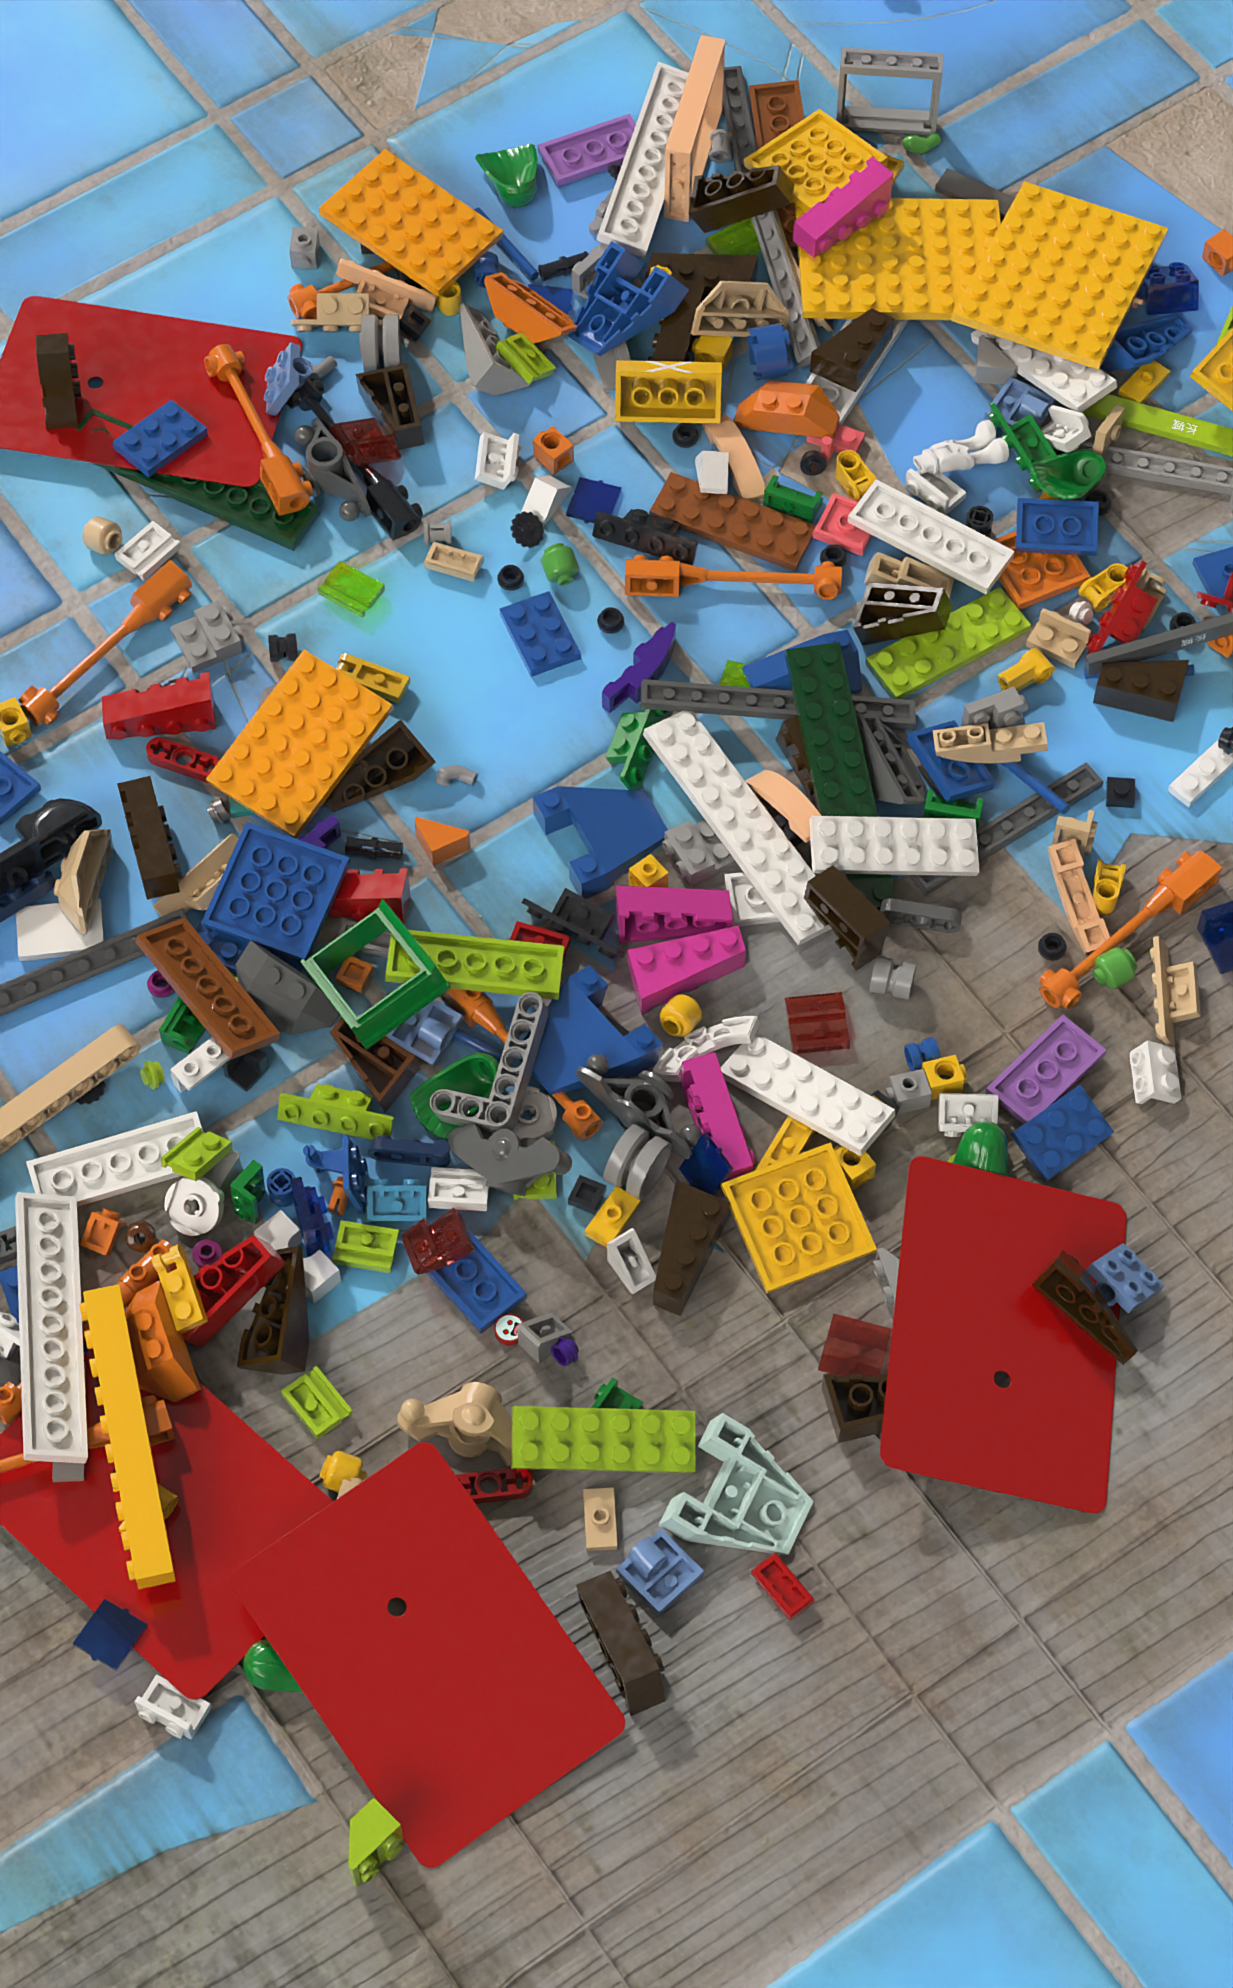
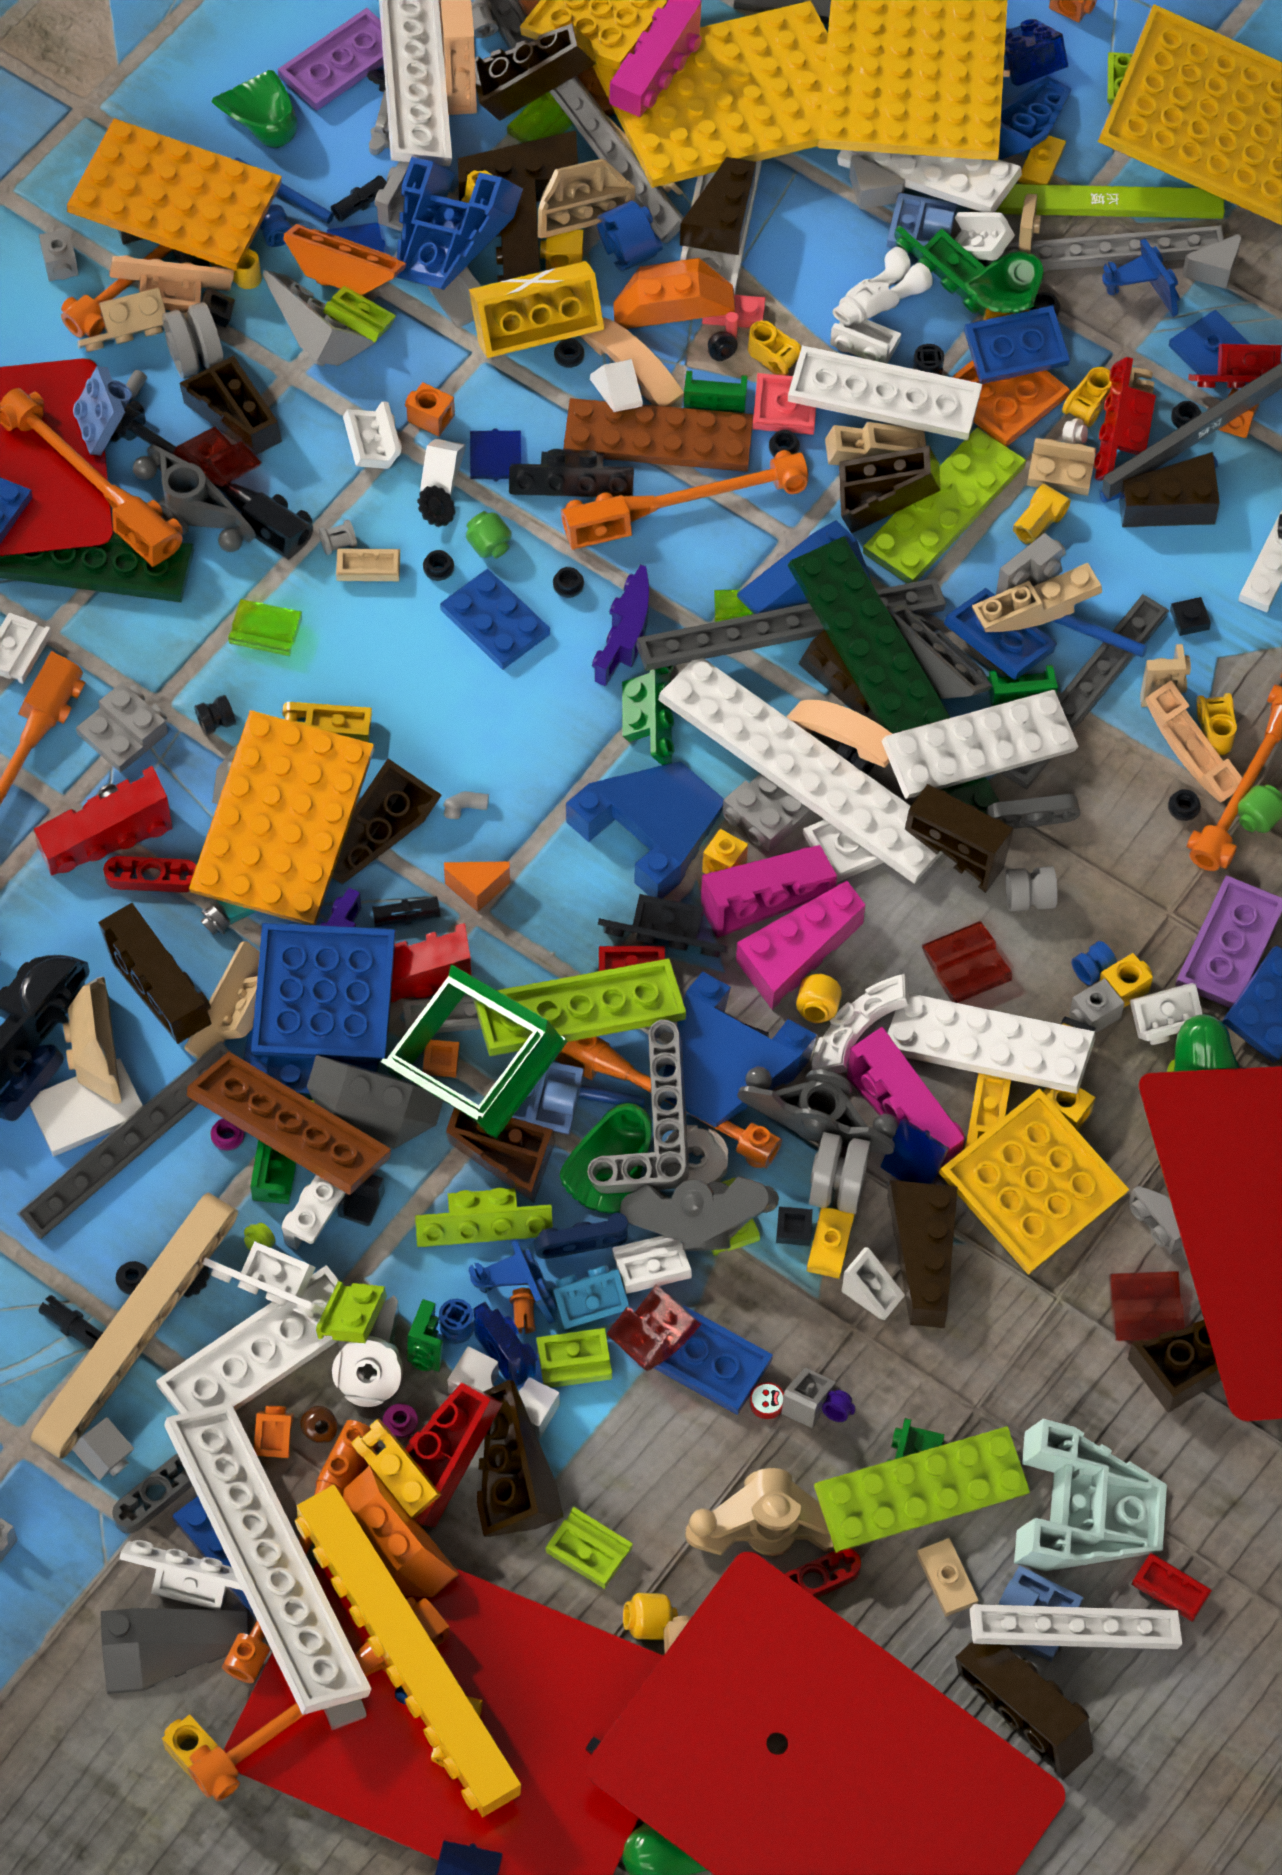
camera: 20 degrees left, 0 degrees up
(36, 1069) = (125, 1285): none -> black plate
(149, 1104) = (272, 1272): none -> white bracket
(685, 1592) = (1075, 1626): none -> white plate
(1189, 493) = (1144, 269): none -> blue plate

